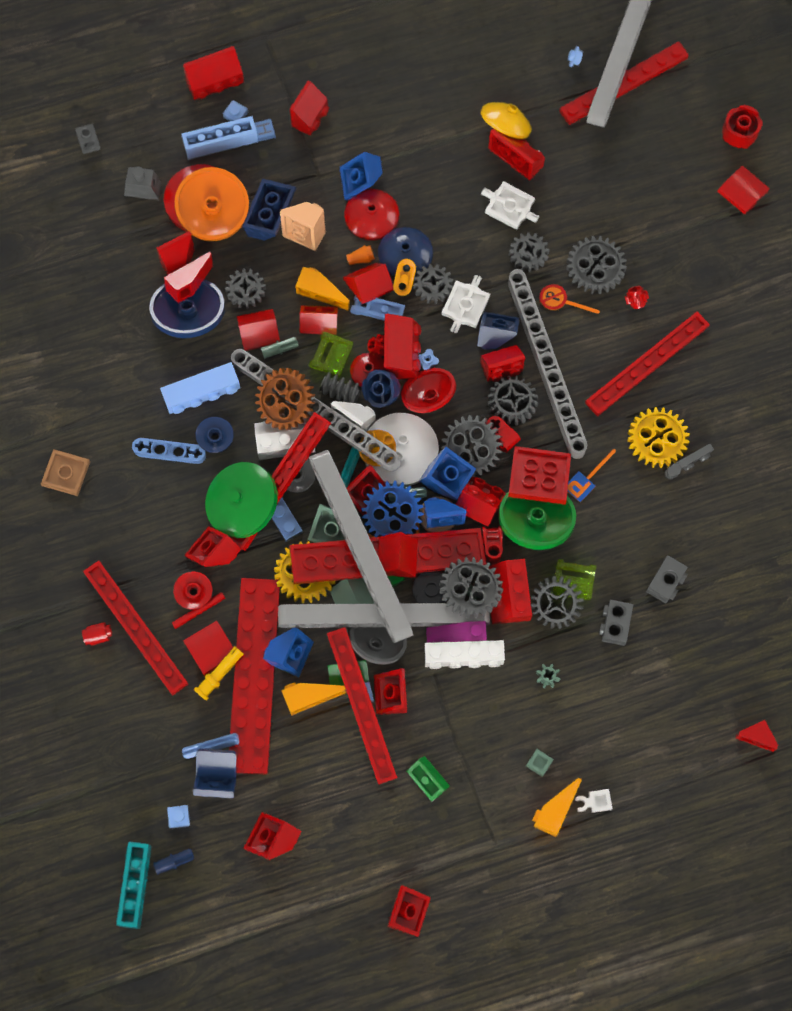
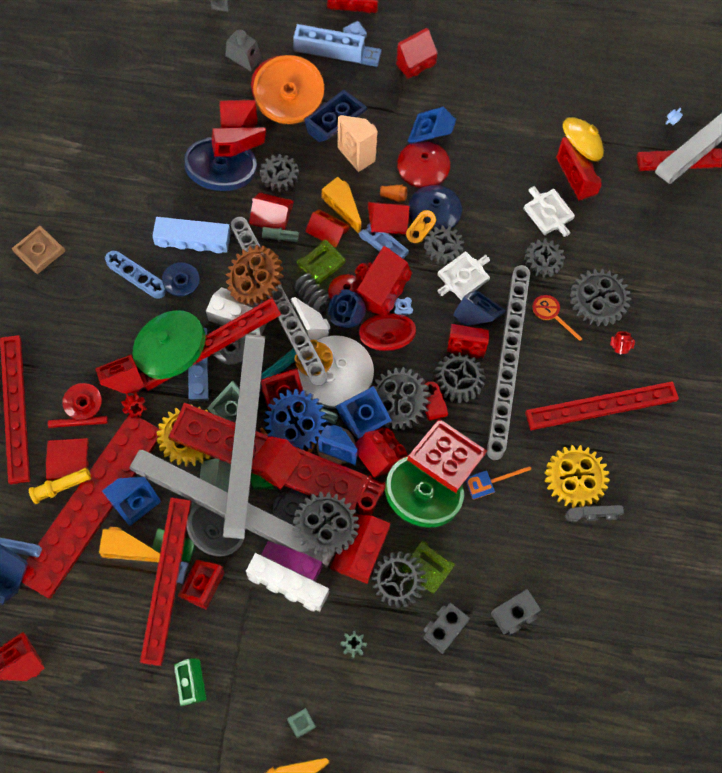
camera: 25 degrees right, 5 degrees down
(241, 570) = (135, 409): none -> red gear

